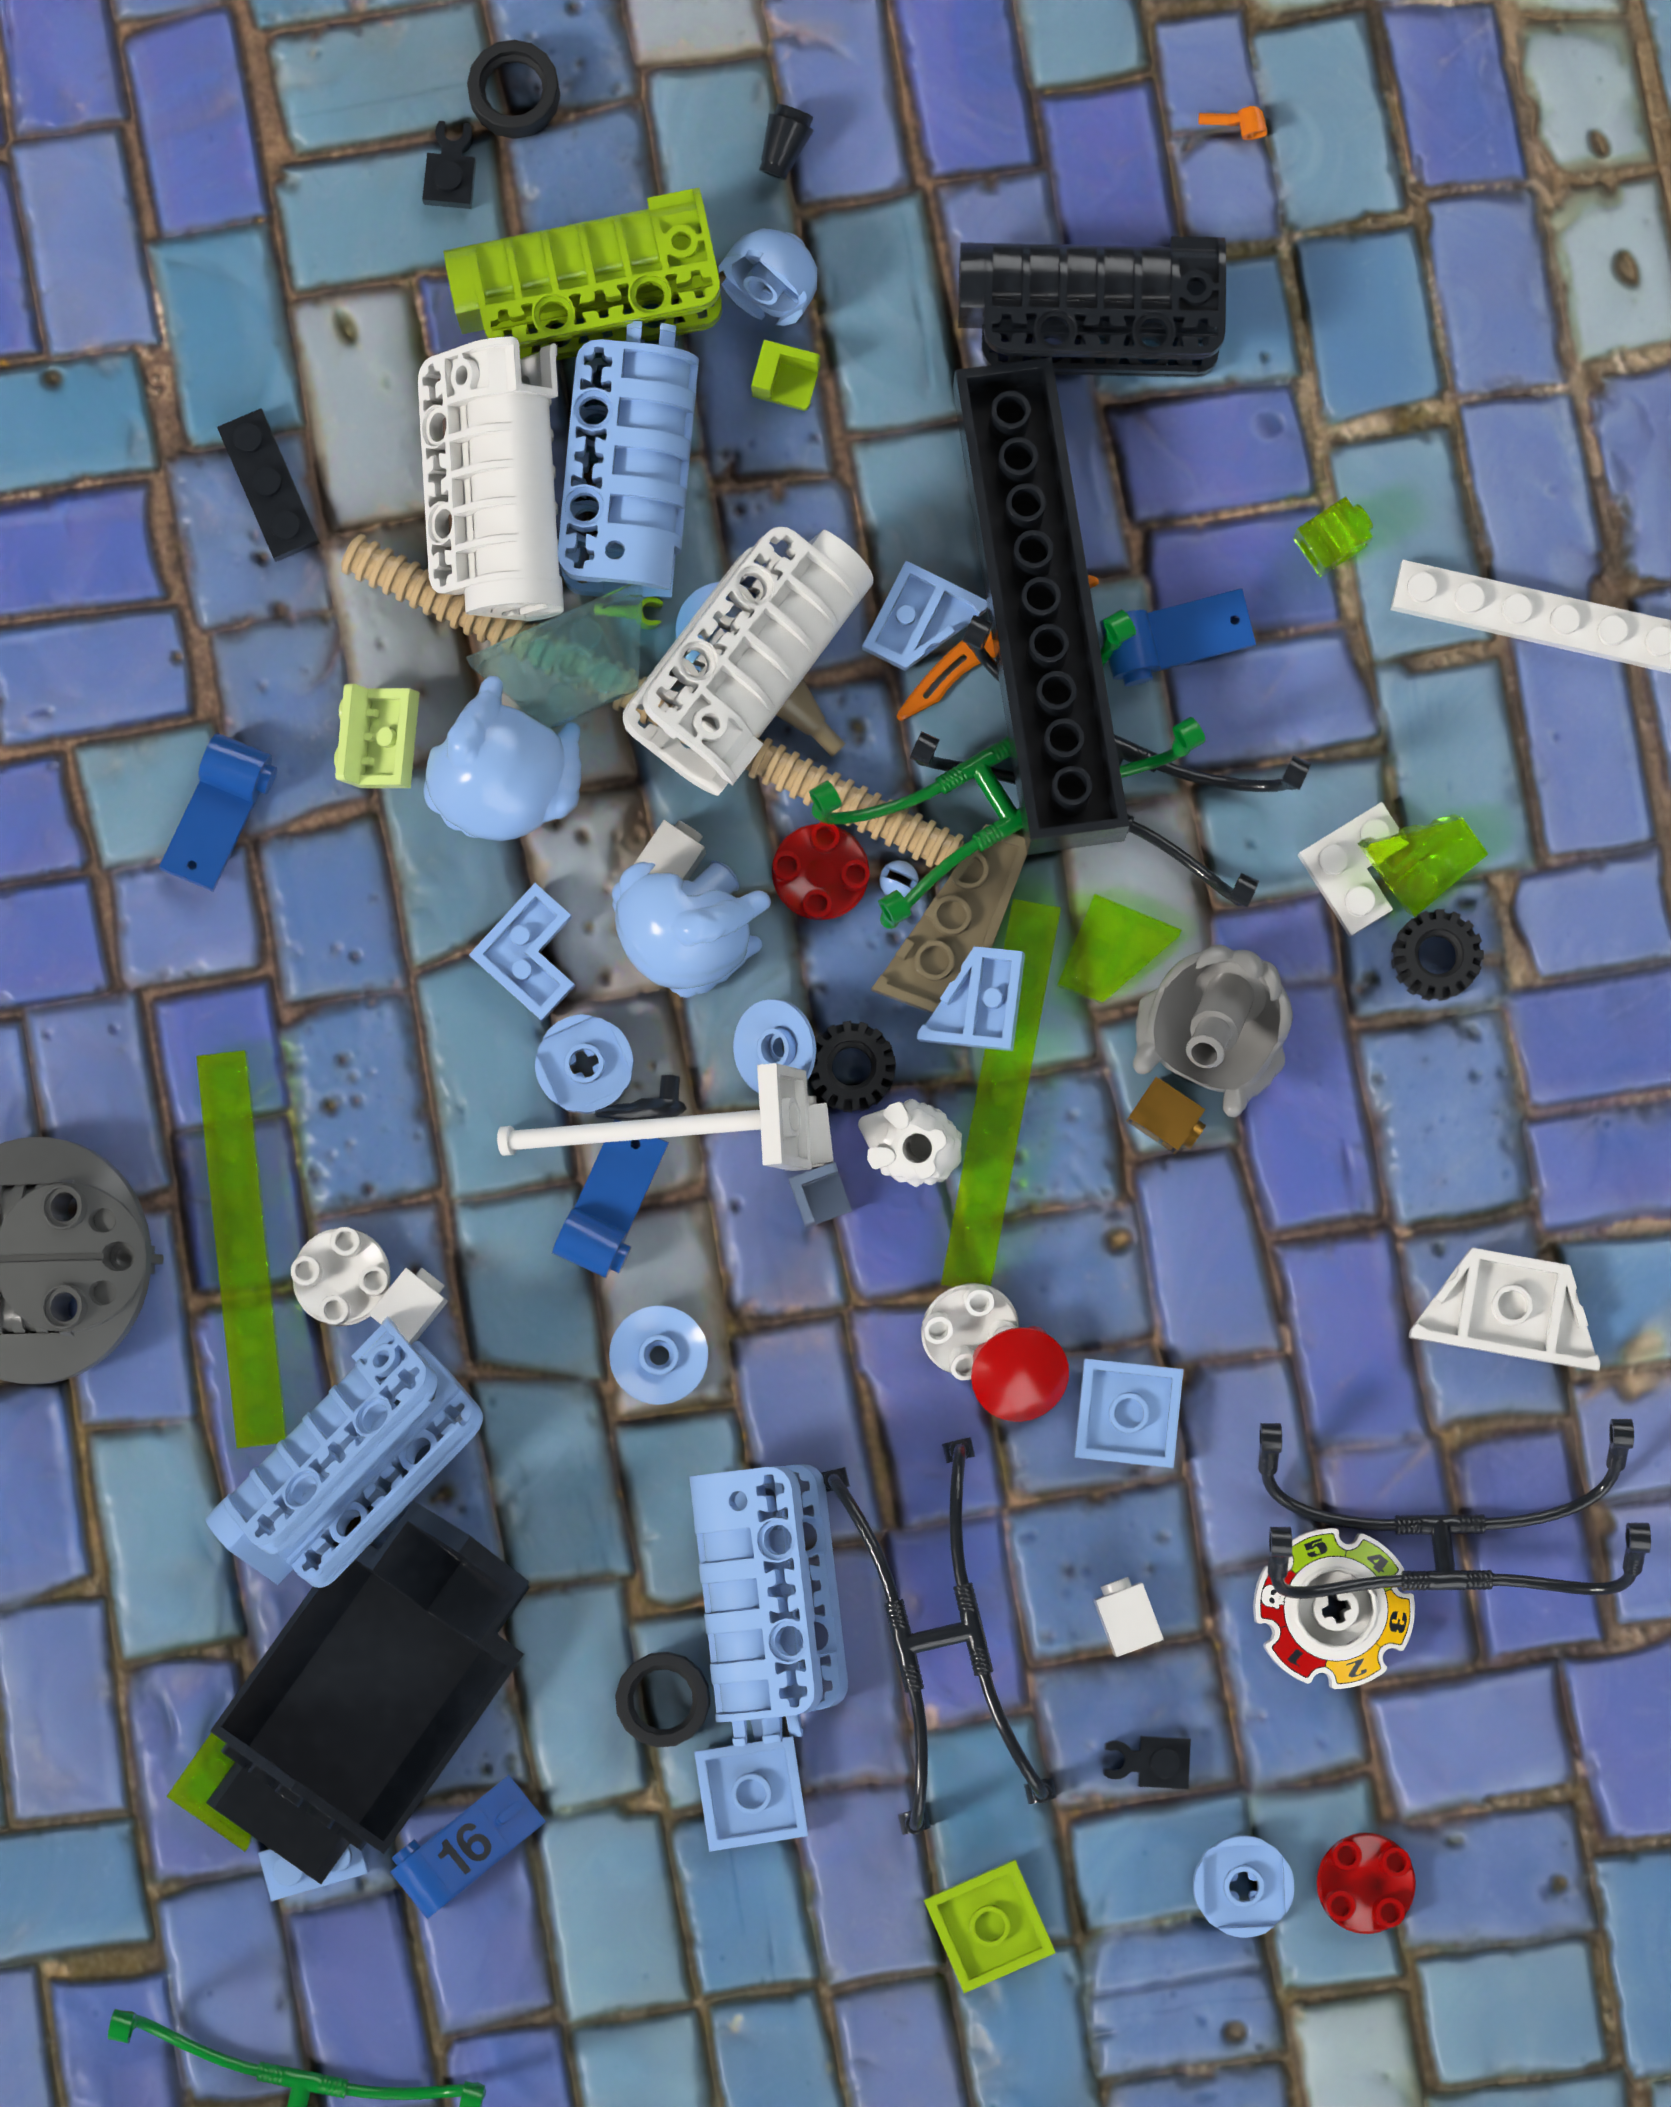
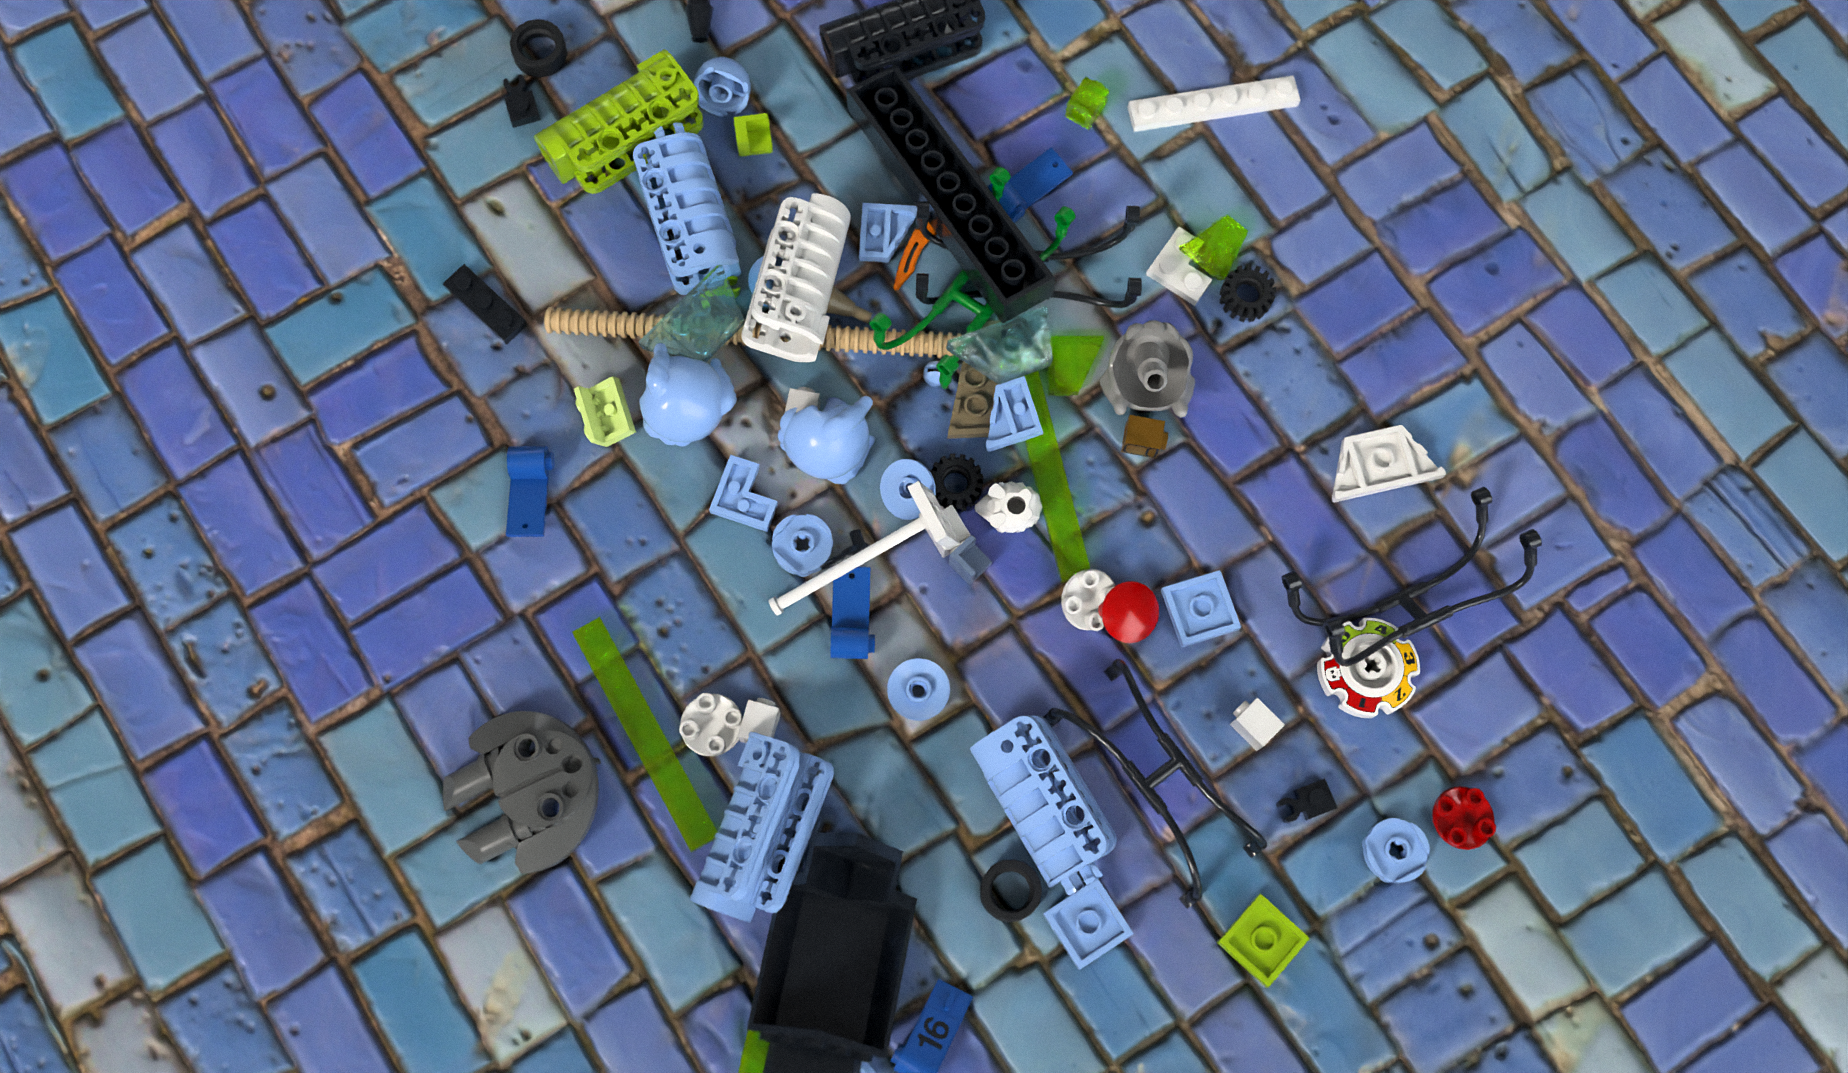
camera: 30 degrees left, 10 degrees down
(494, 478) = (614, 238): white piece -> none
(820, 871) = (890, 385): red dish -> none
(1019, 898) = (1007, 348): none -> clear light blue wing

